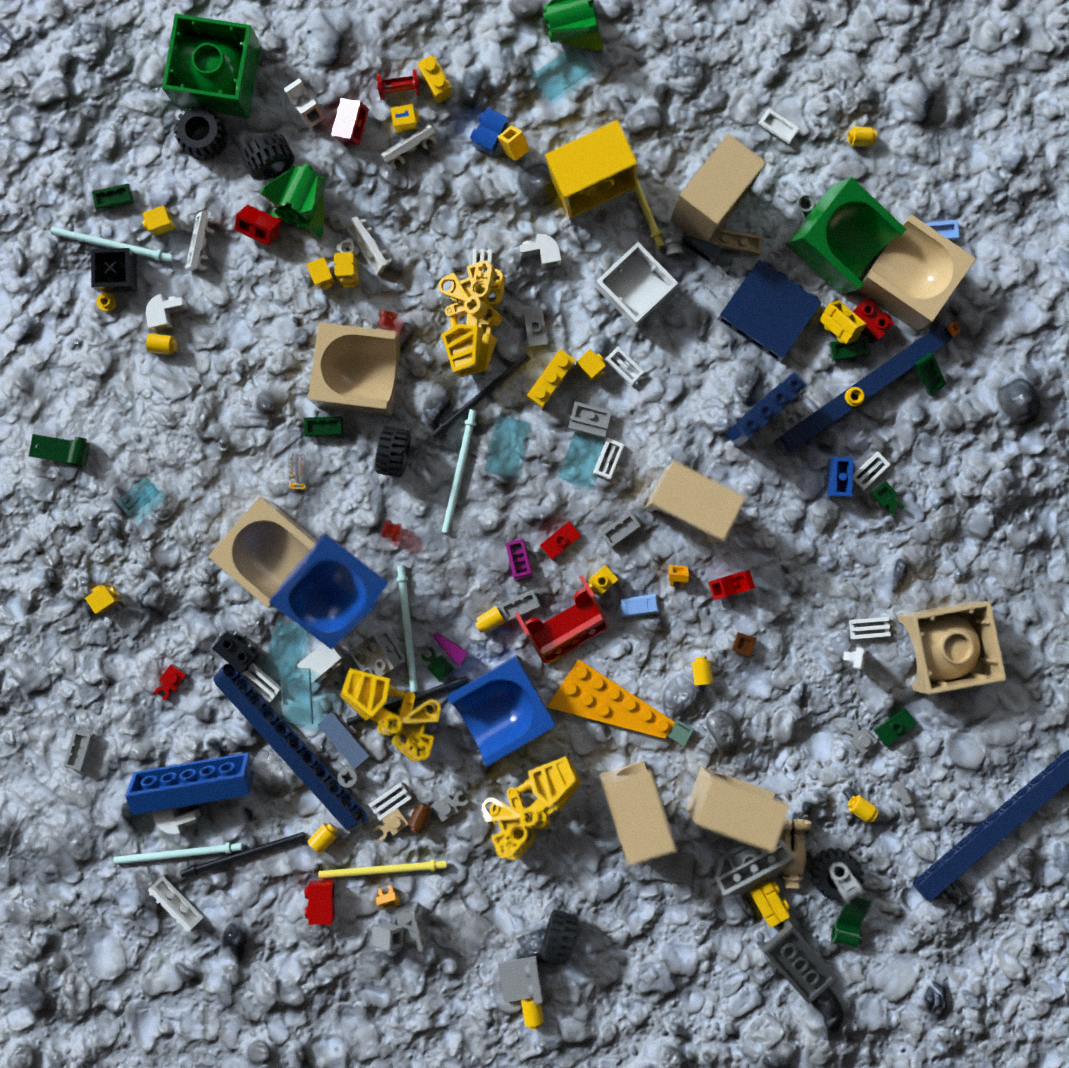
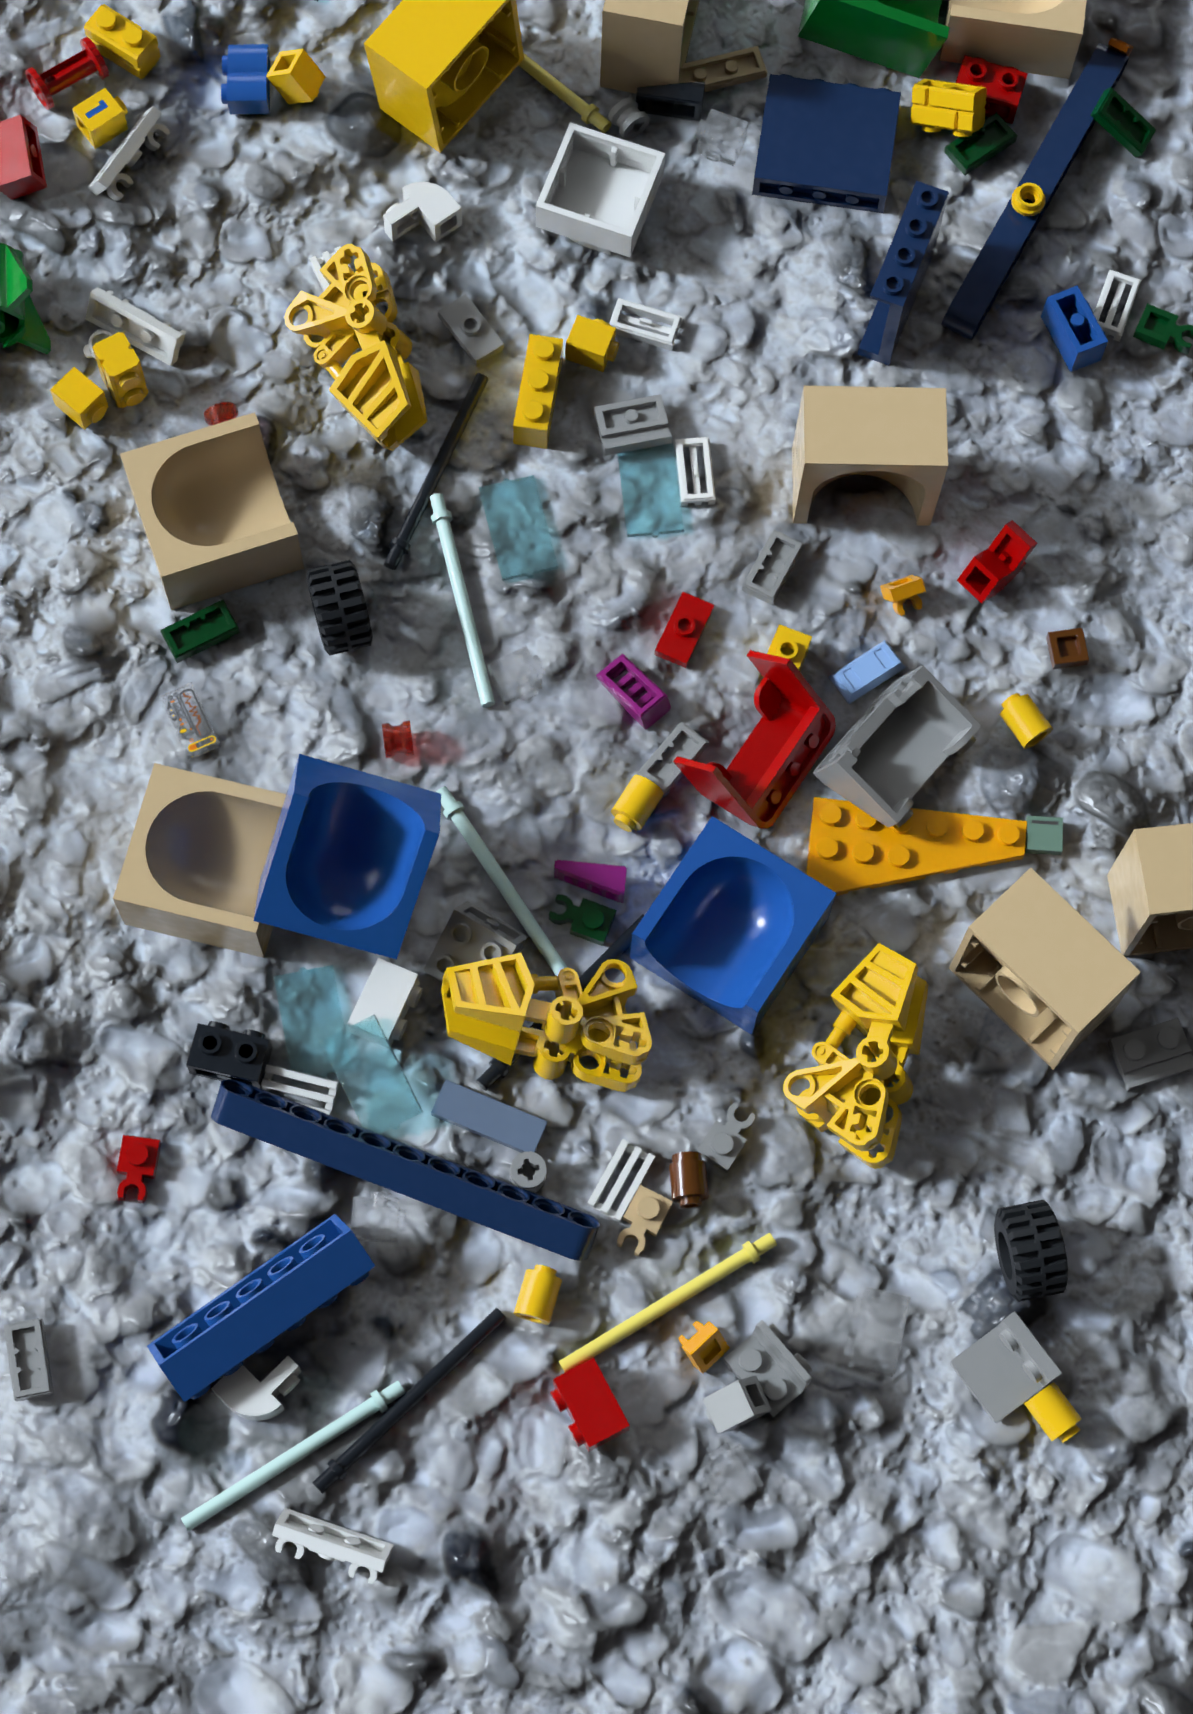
camera: 30 degrees left, 15 degrees down
(629, 656) = (898, 747): none -> light grey windscreen

